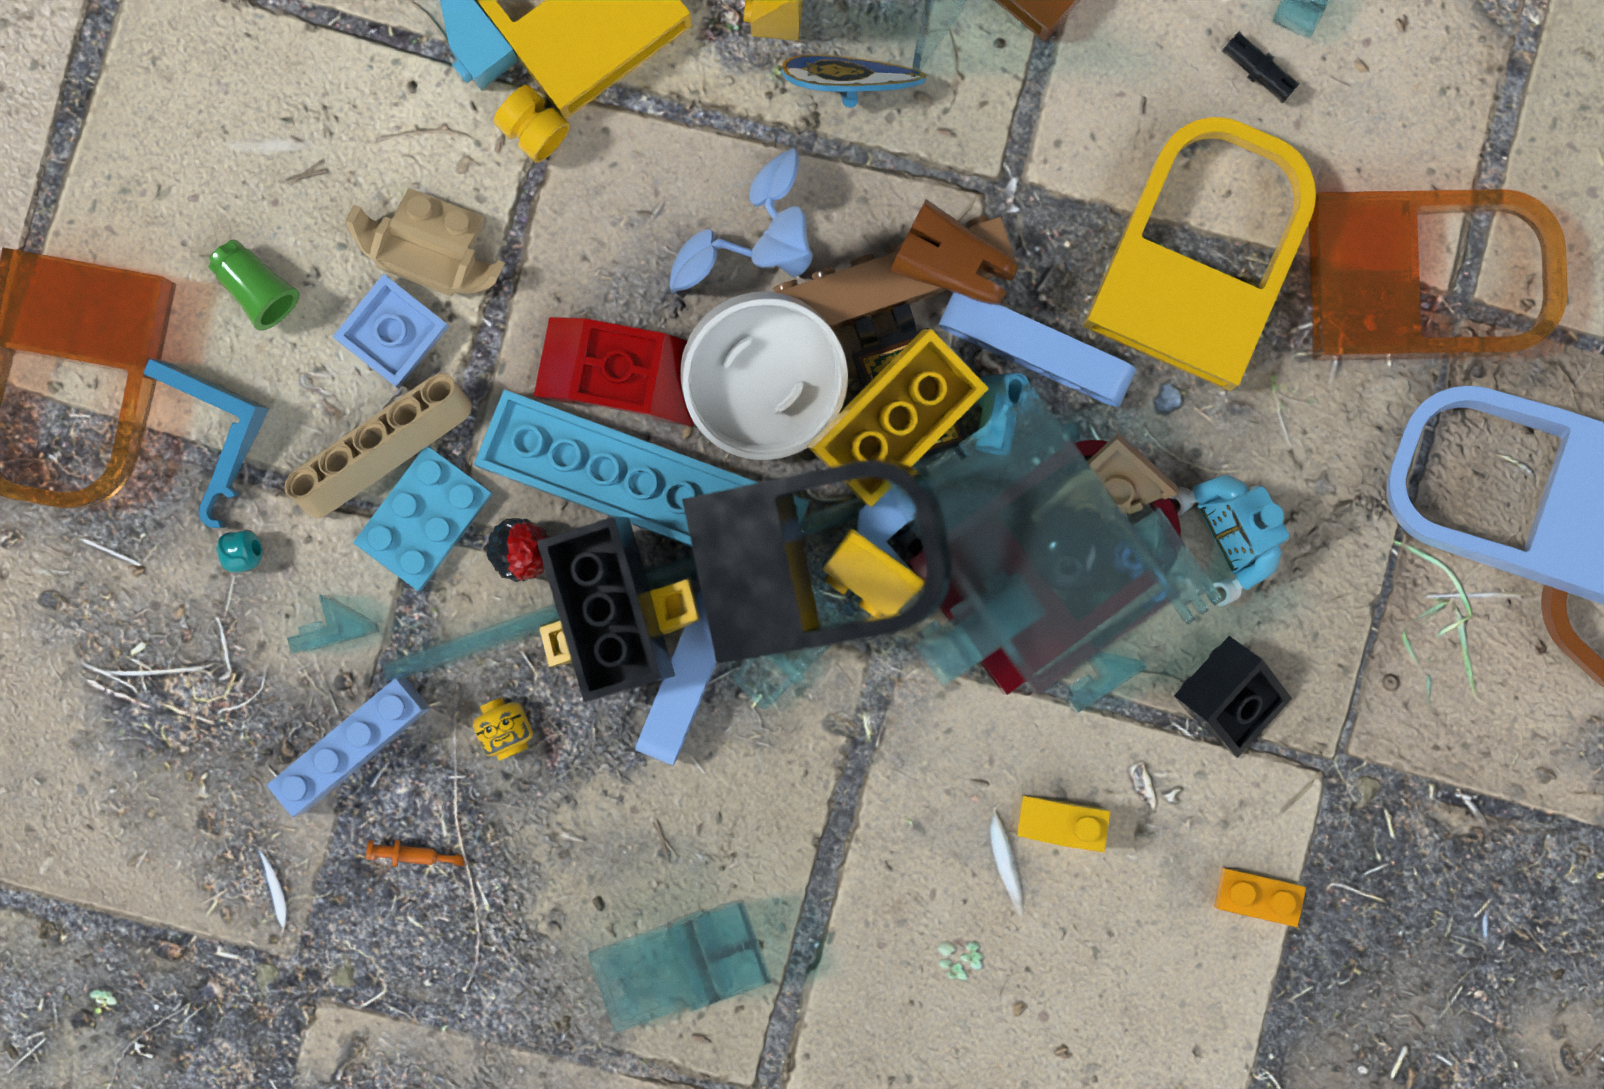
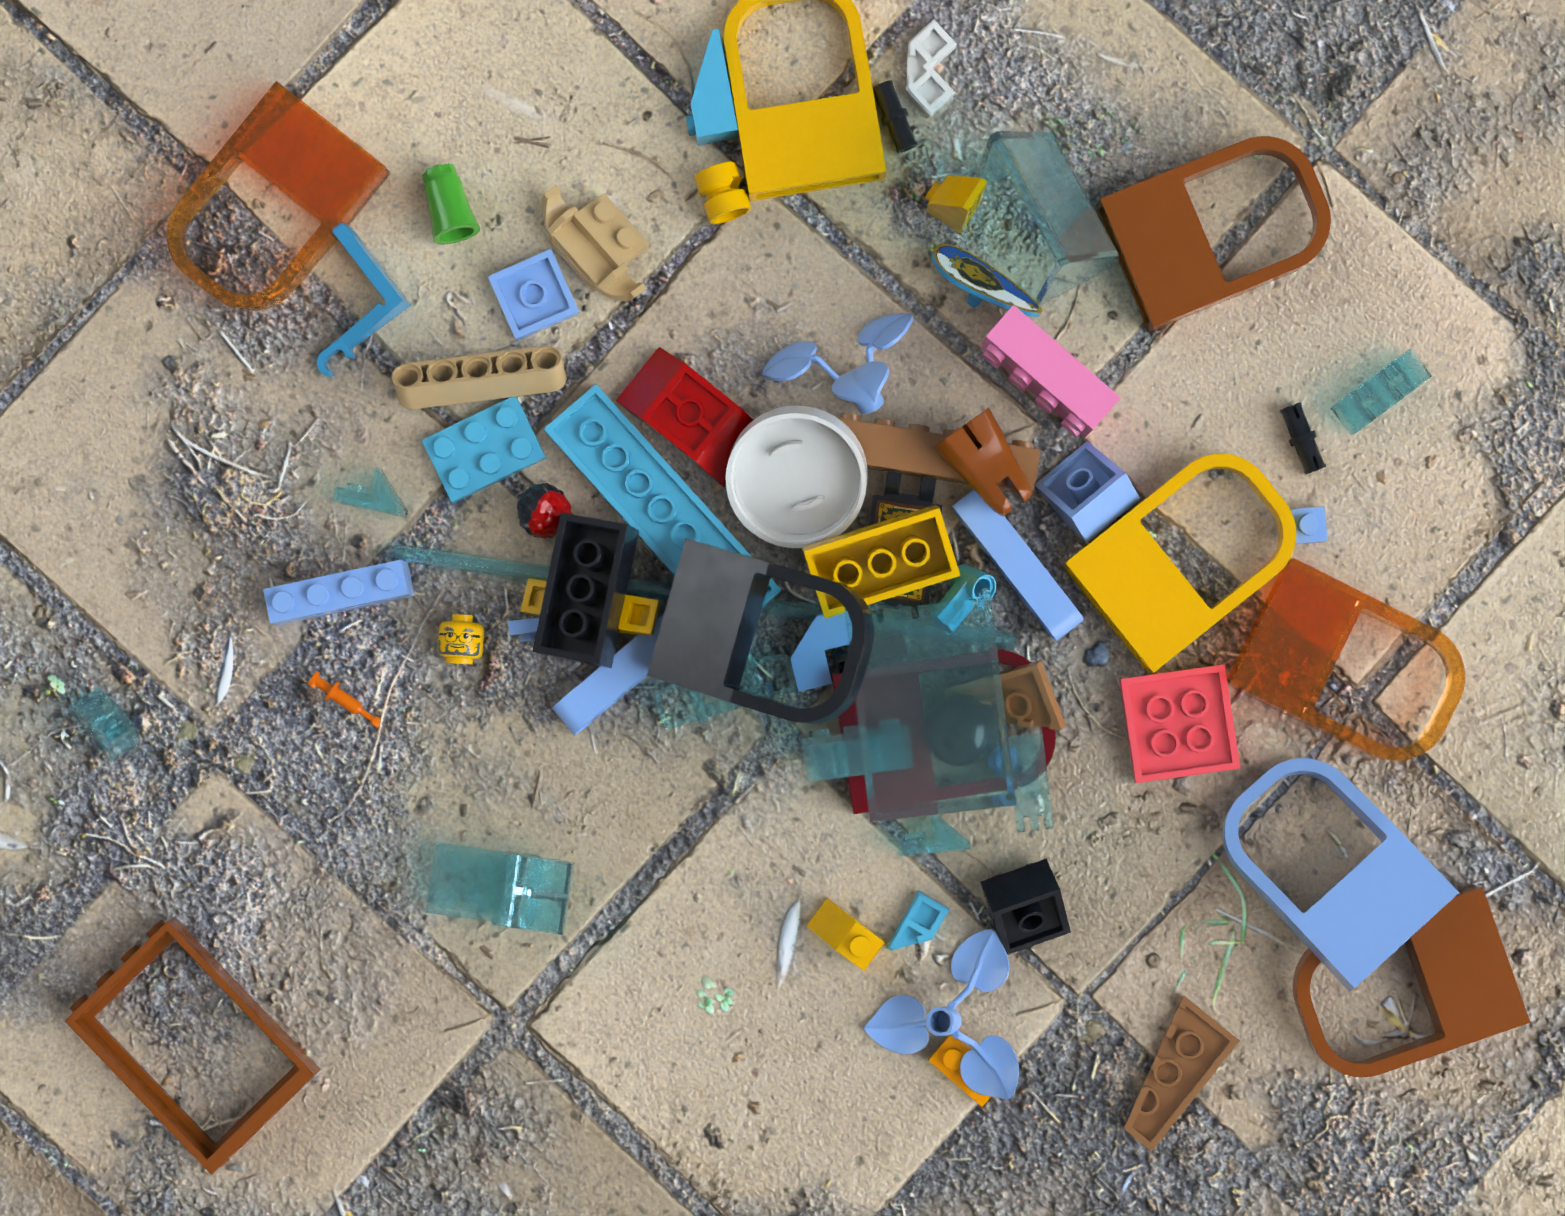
camera: 30 degrees right, 0 degrees up
(176, 1013) = (106, 724): none -> clear light blue slope
(239, 551) = (333, 402): teal piece -> none
(562, 682) = (524, 629): none -> light blue plate
(871, 575) = (797, 668): yellow slope -> none
(968, 133) = (1048, 372): none -> bright pink brick
(1071, 235) = (1088, 491): none -> light blue slope
(1131, 771) = (919, 922): none -> medium azure tile
(1168, 886) = (901, 1021): none -> light blue plant
(1244, 527) = (1101, 781): medium azure torso -> none
(1290, 424) = (1179, 723): none -> coral plate
(1317, 150) = (1310, 525): none -> light blue plate
(1480, 776) = (1181, 1068): none -> medium nougat wing

